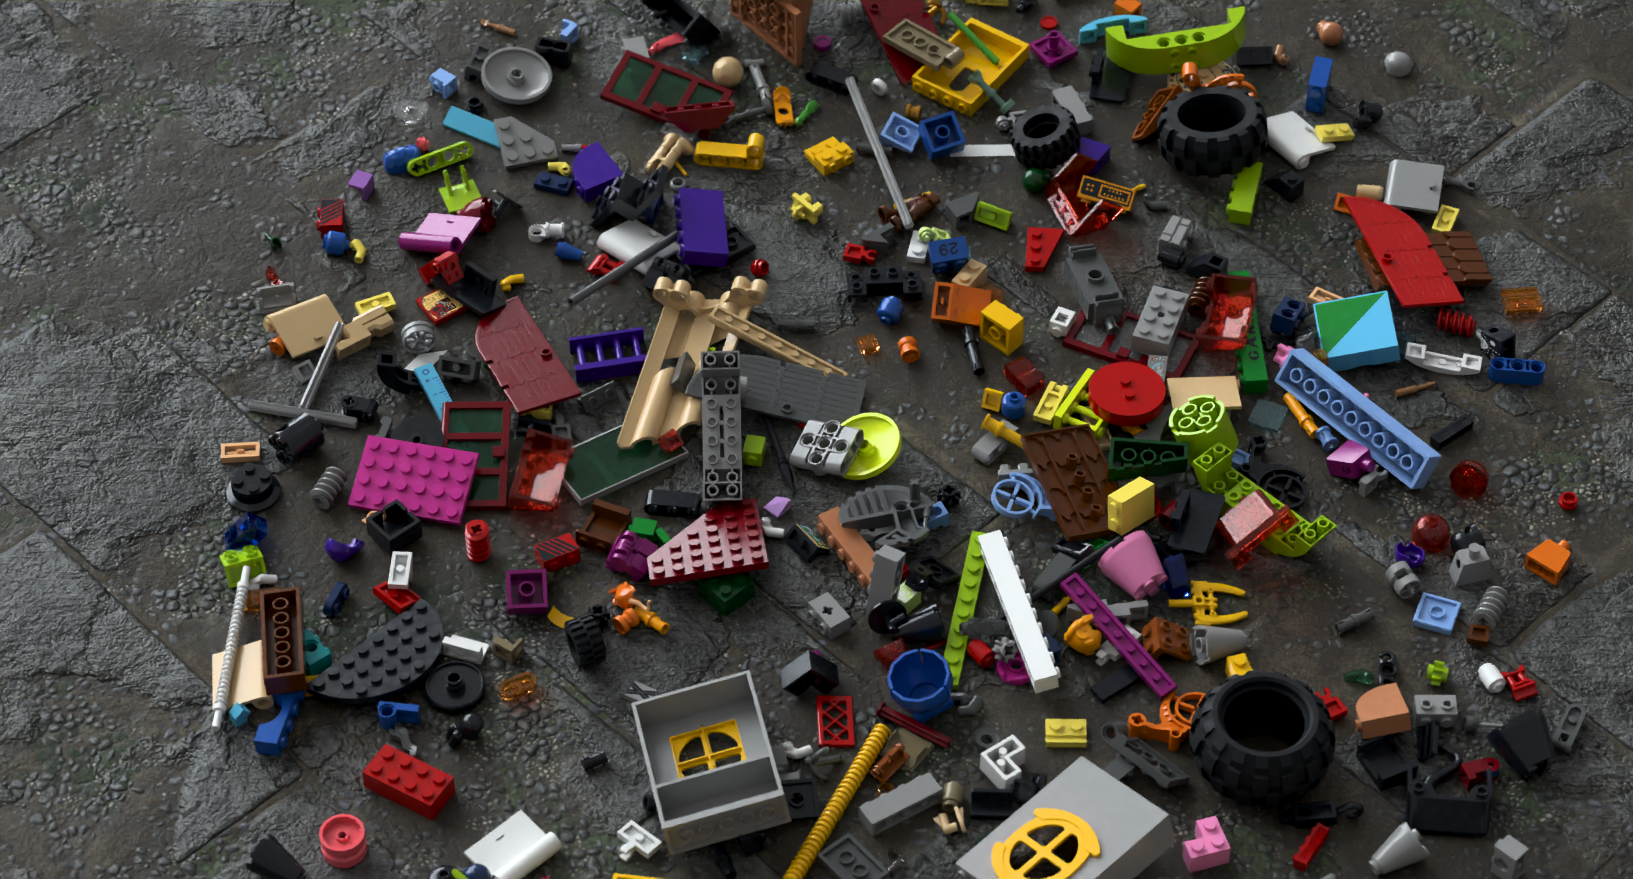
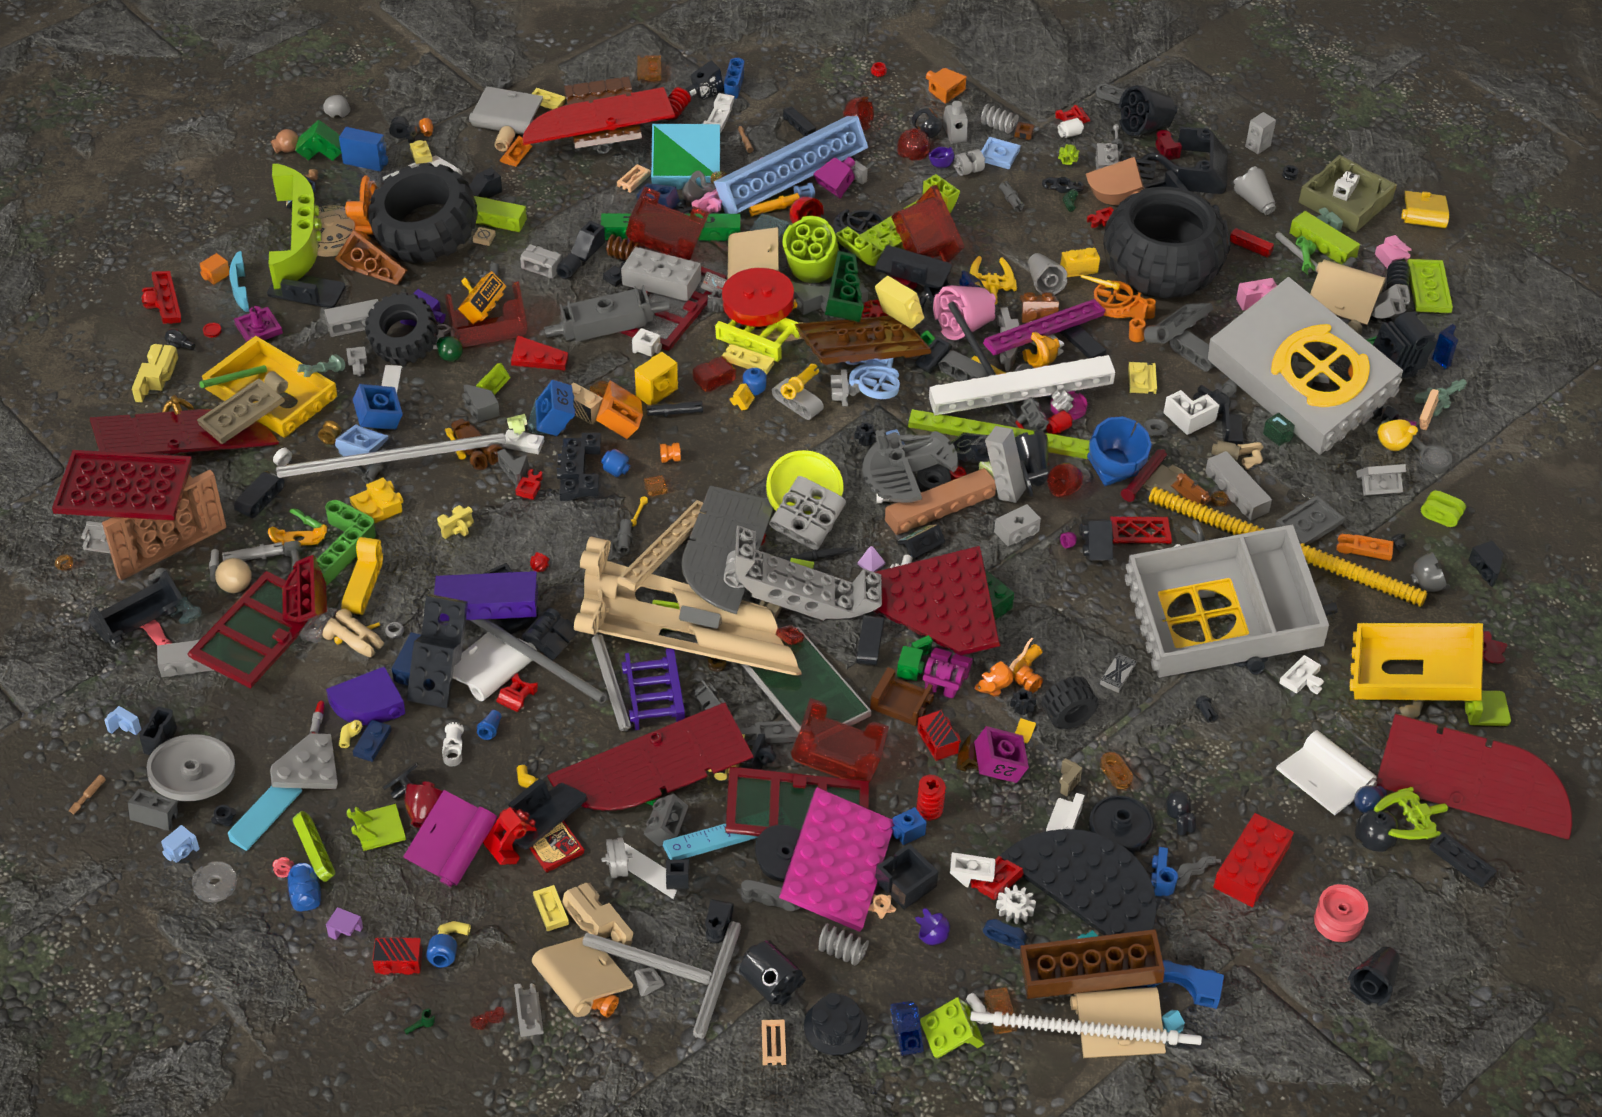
camera: 90 degrees left, 0 degrees up
(366, 607) = (1015, 904): none -> white gear
(452, 532) = (908, 826): none -> blue brick
(634, 323) = (611, 683): none -> light grey axle
(776, 143) = (343, 550): none -> bright green beam
(849, 338) = (643, 500): none -> yellow hinge
(1212, 193) = (484, 236): none -> tan tile
(1282, 436) = (805, 207): none -> red cylinder
(1328, 49) = (319, 139): none -> green brick
(1377, 133) = (426, 126): none -> orange hose

